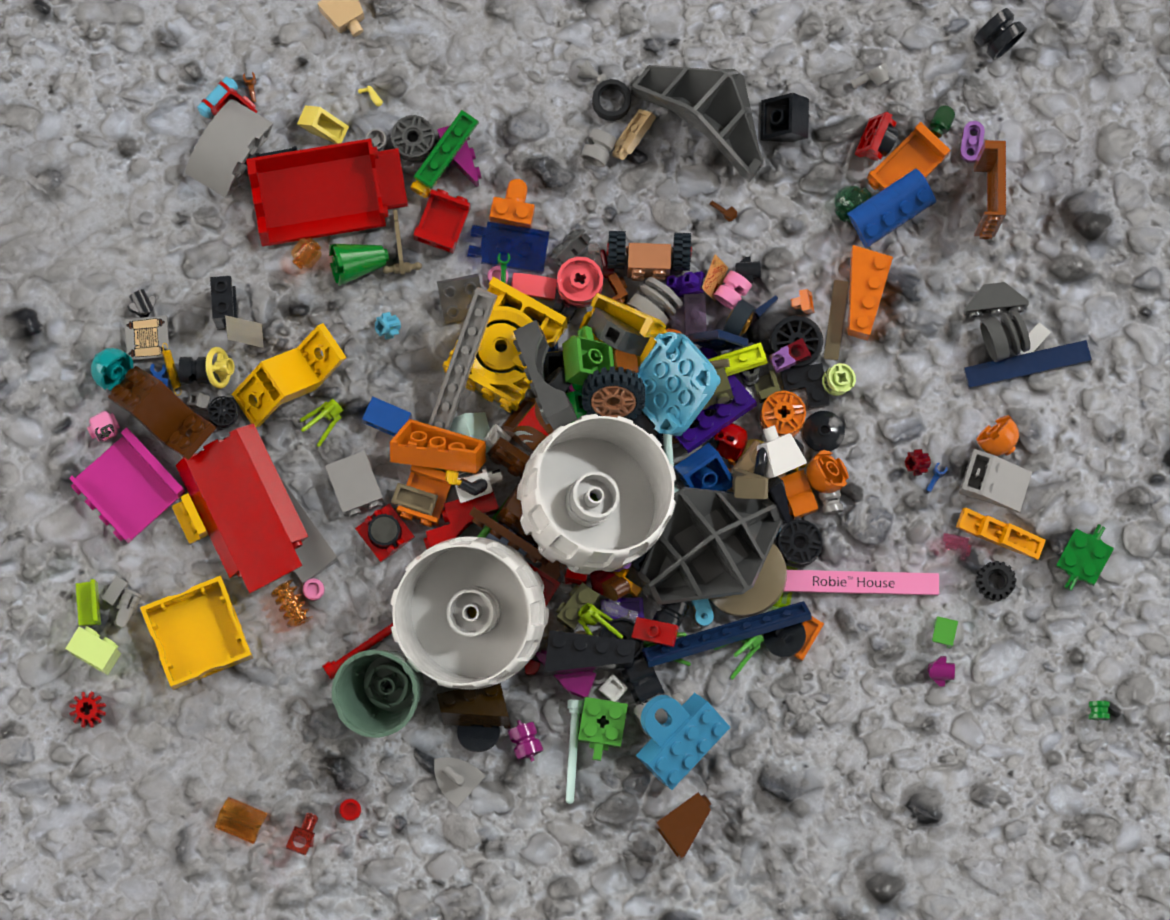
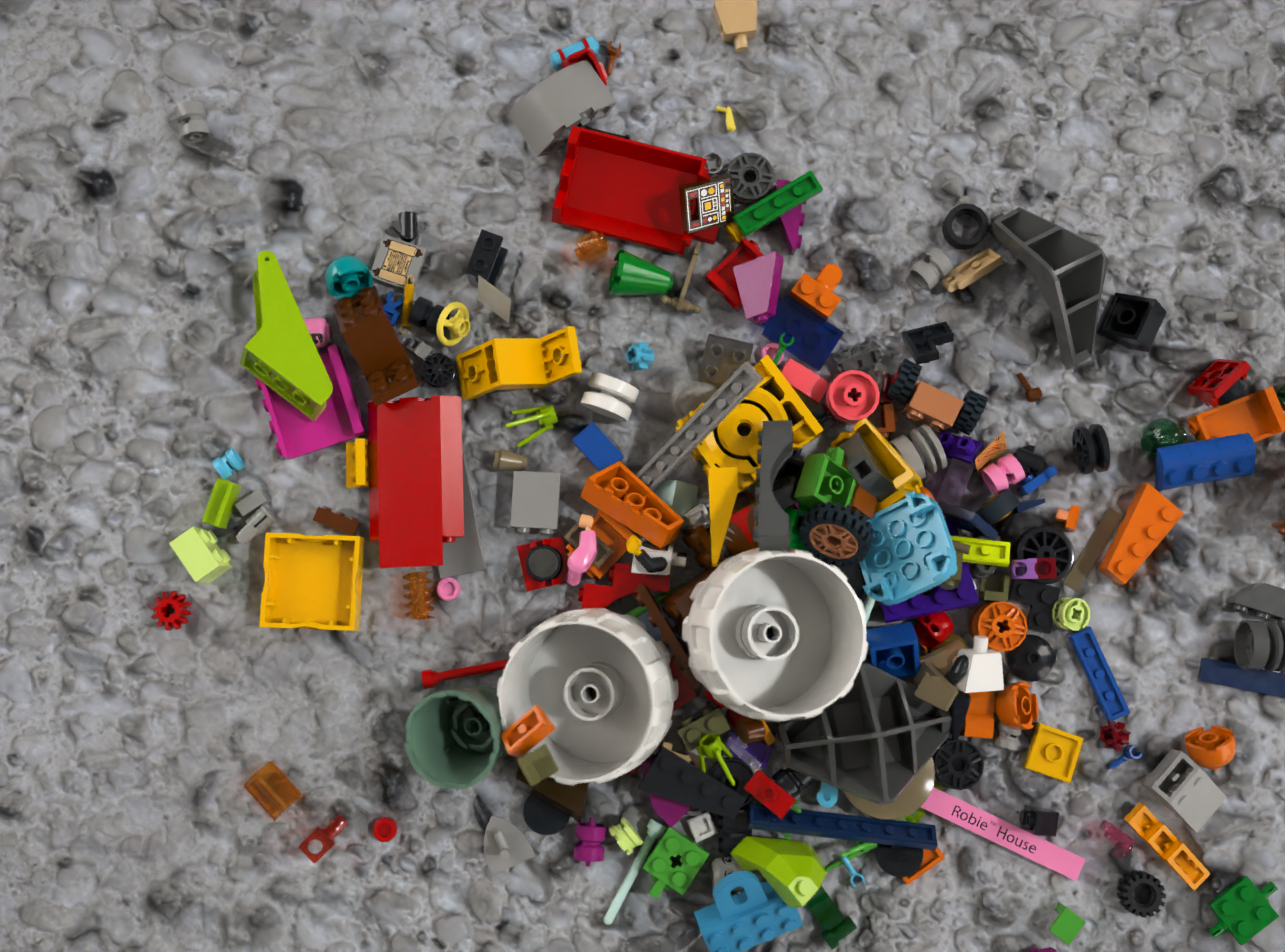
camera: 25 degrees right, 5 degrees up
(78, 572) = (228, 463): none -> medium azure wheel
(85, 447) = (282, 348): none -> lime piece
(193, 574) = (337, 520): none -> reddish brown piece
(315, 461) = (508, 461): none -> dark tan cone
(322, 124) = (666, 125): light yellow slope -> none
(377, 369) = (609, 397): none -> white wheel
(392, 173) = (713, 203): none -> dark brown container
(415, 506) = (585, 554): none -> bright pink arm
(433, 657) = (527, 732): none -> orange slope
(453, 677) = (538, 765): none -> olive panel
(461, 223) = (759, 286): none -> slope
(507, 406) = (723, 491): none -> yellow slope
(553, 722) = (626, 835): none -> yellowish green wheel
(618, 209) = (923, 341): none -> black plate
(695, 683) = (787, 865): none -> lime brick
(740, 708) = (830, 918): none -> dark green flag
(755, 670) = (852, 871): none -> medium azure hand
(760, 287) = (1032, 482): none -> blue plate
(795, 237) = (1091, 449): none -> black wheel
(875, 499) = (1053, 752): none -> yellow tile
(884, 419) = (1098, 674): none -> blue tile
(886, 557) = (1039, 820): none -> black slope

